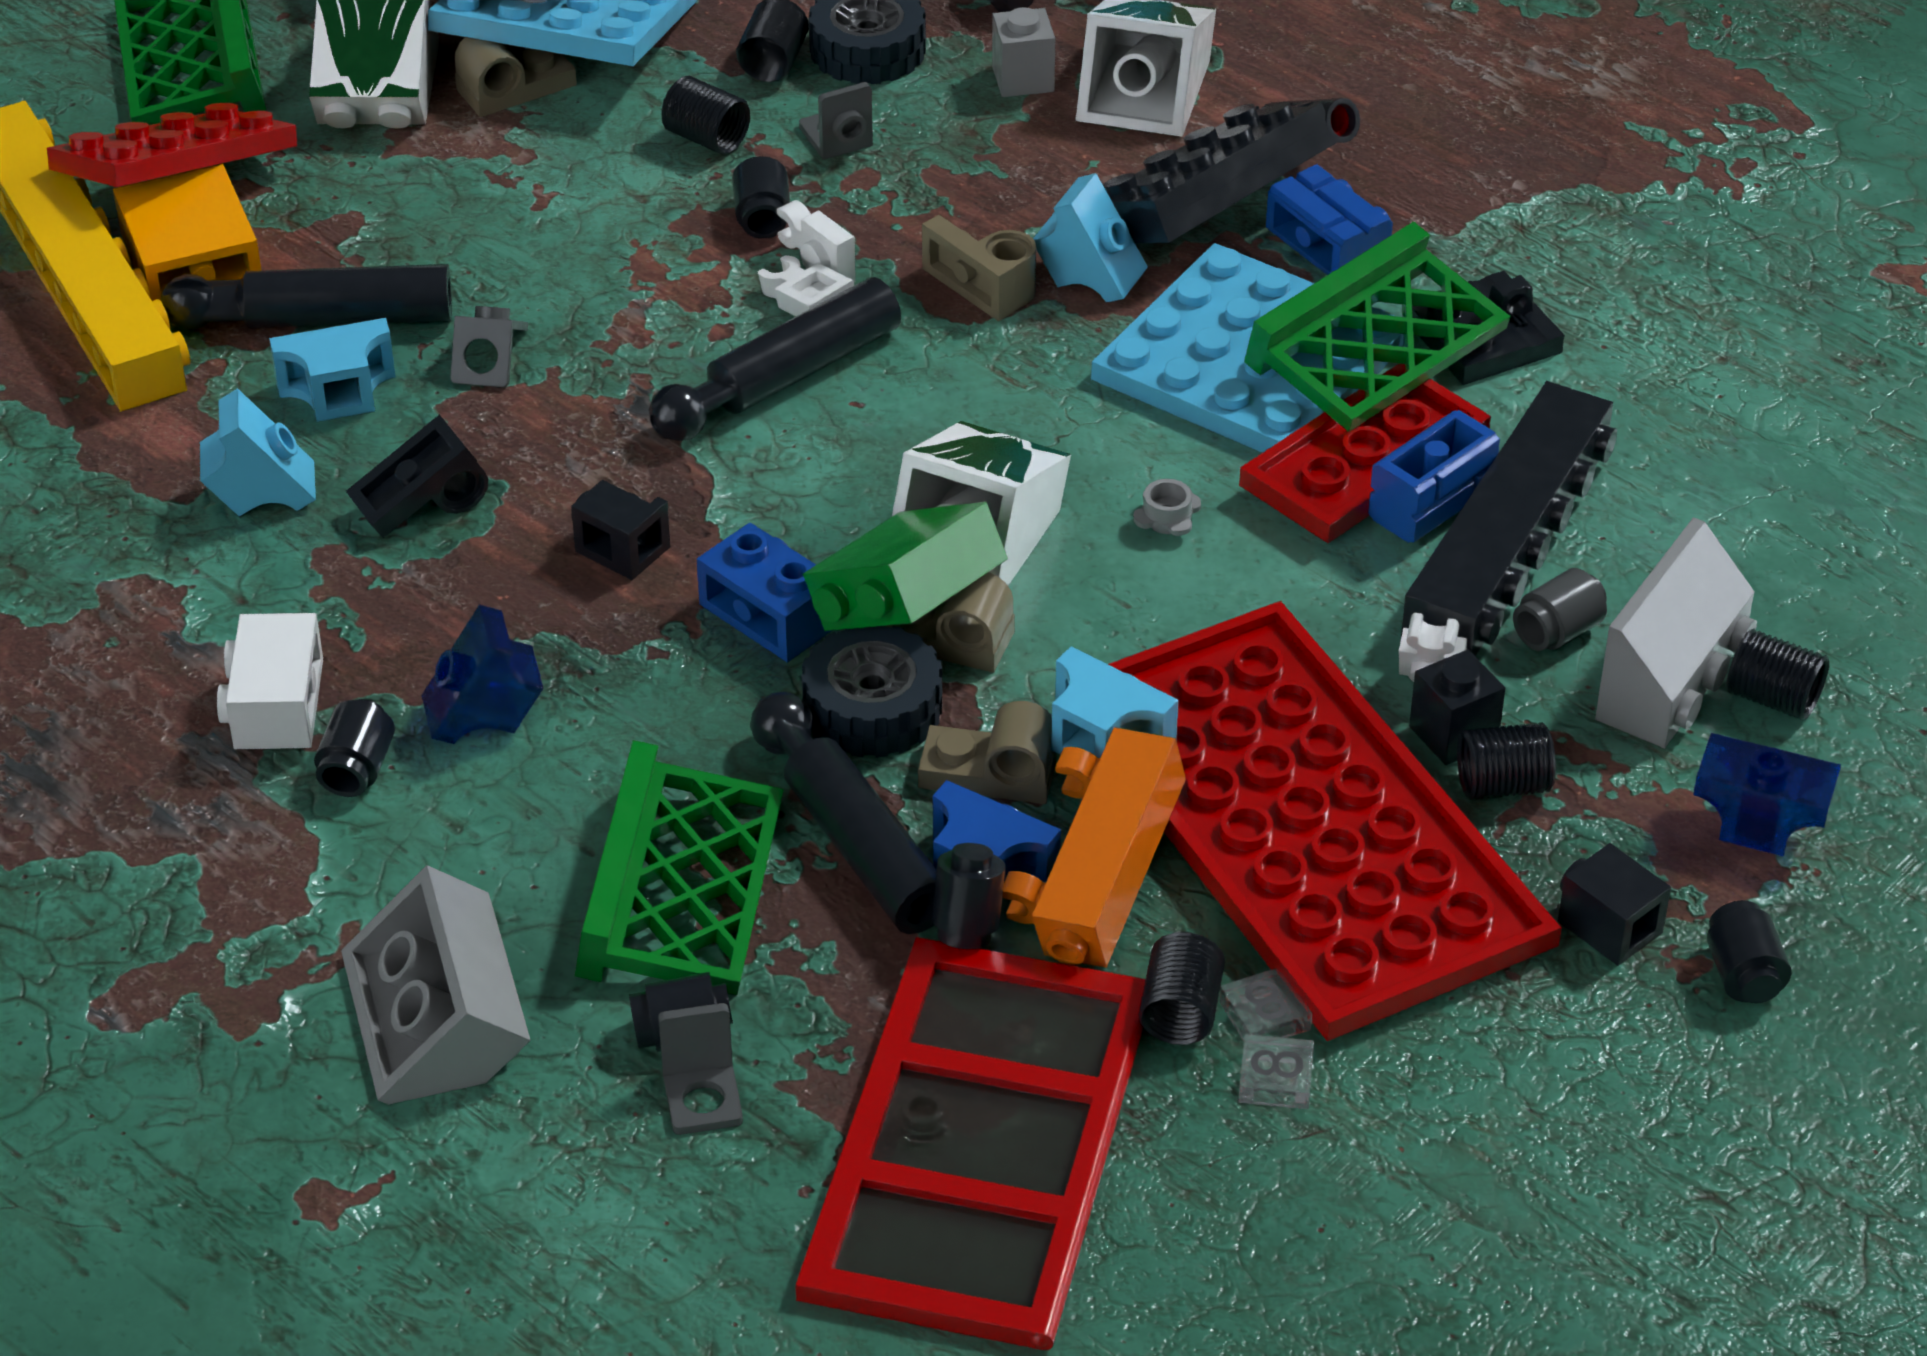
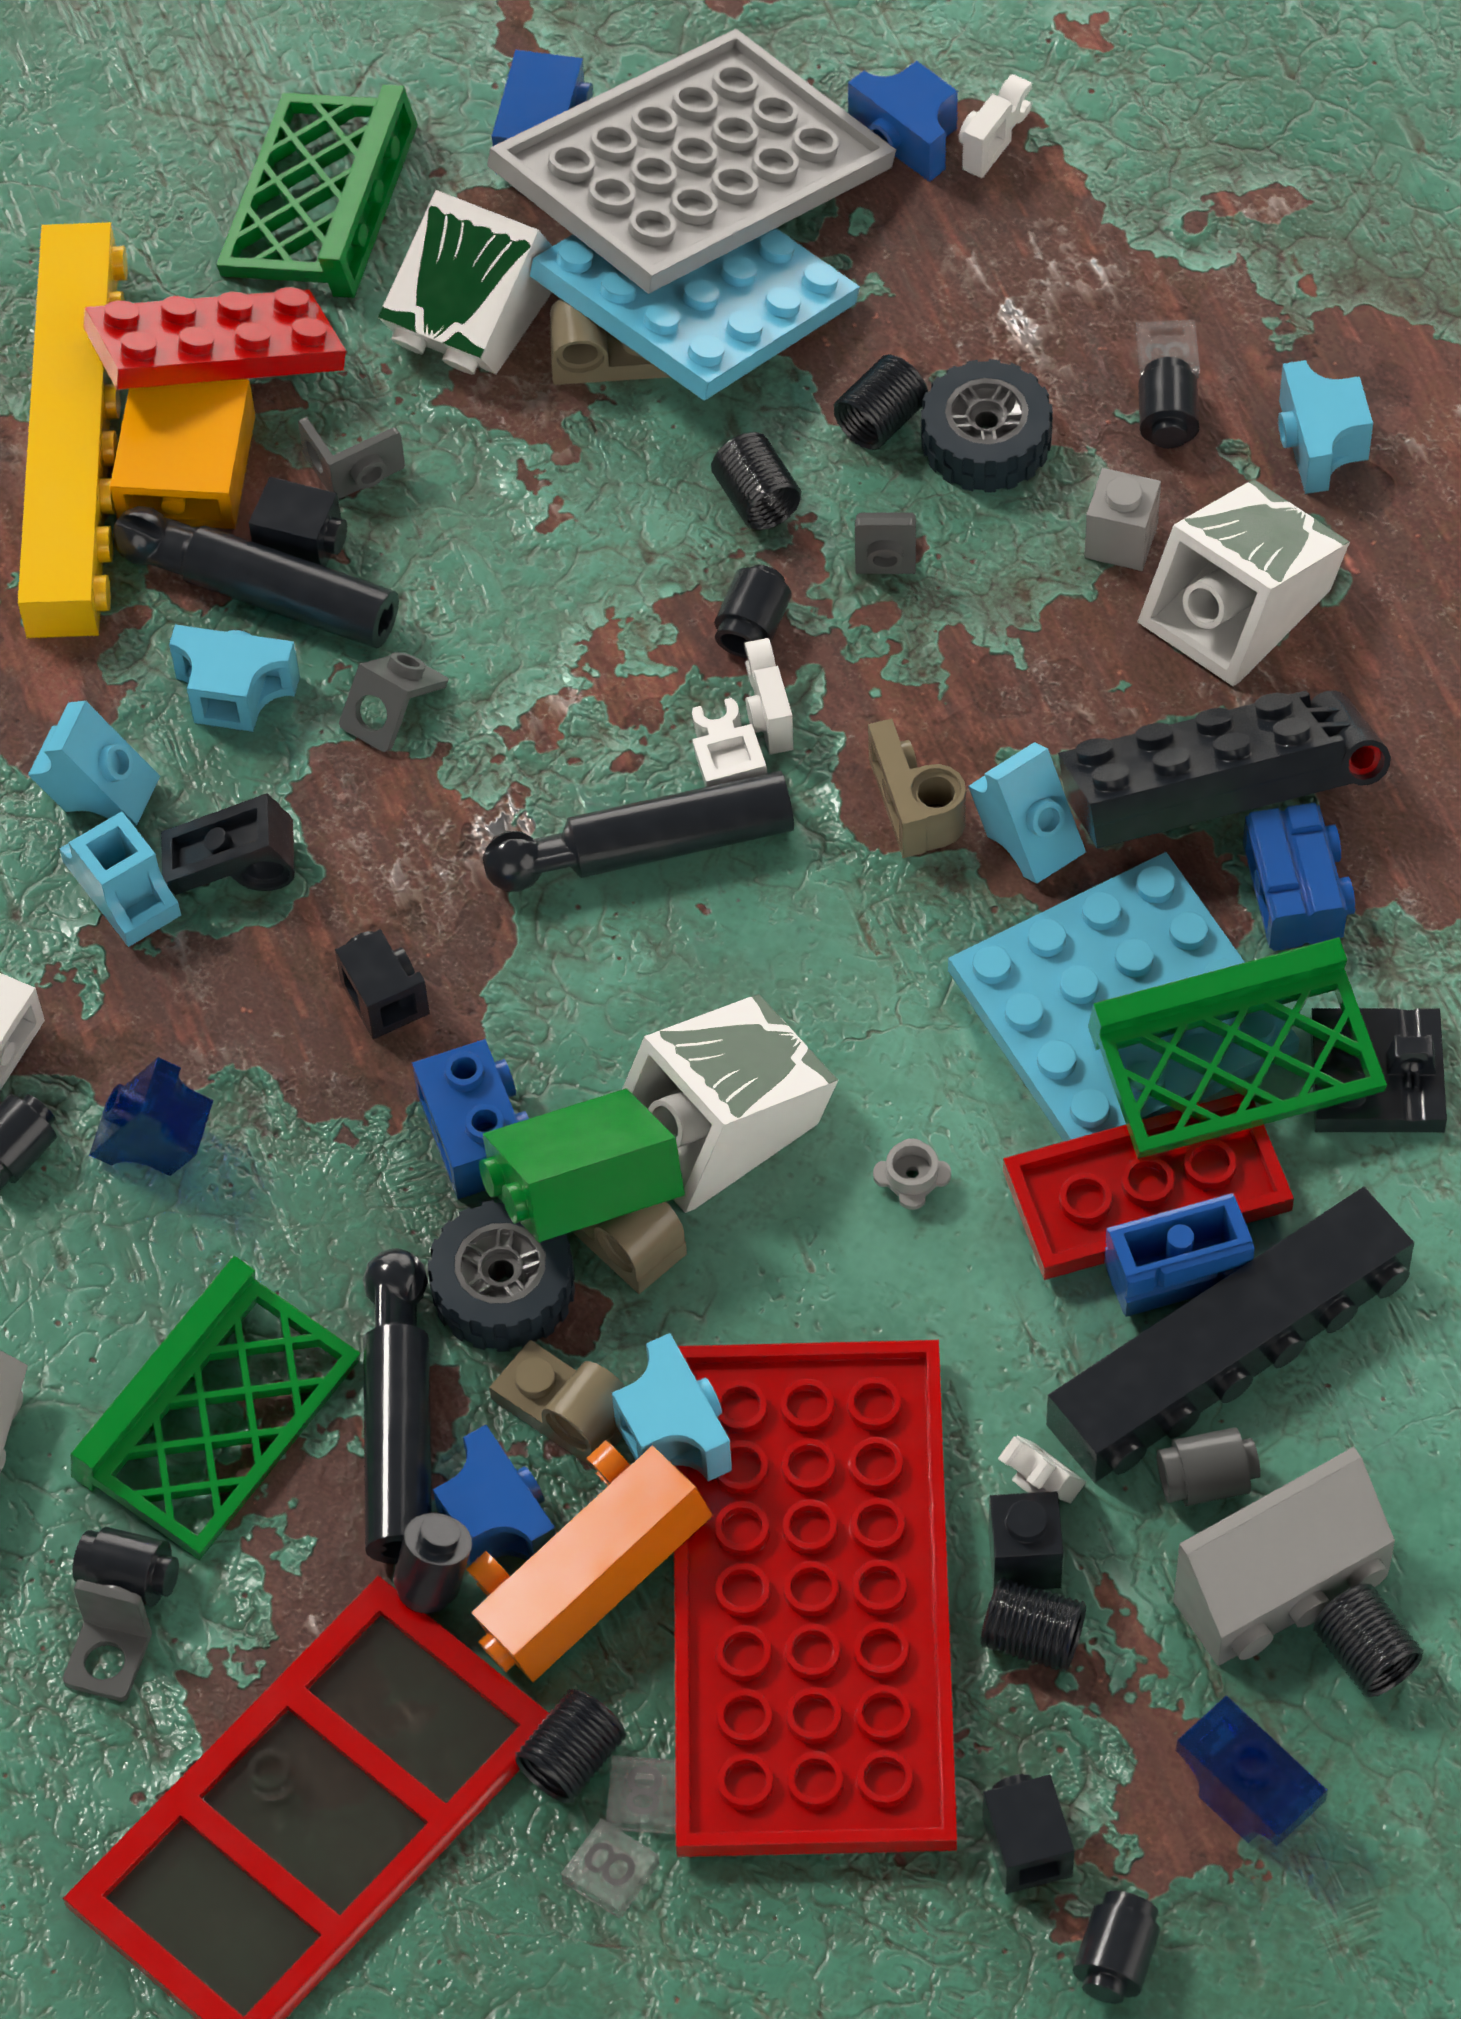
camera: 30 degrees right, 15 degrees up
(327, 243) = (298, 521): none -> black brick
(332, 526) = (122, 878): none -> medium azure brick
(342, 208) = (355, 467): none -> dark grey bracket

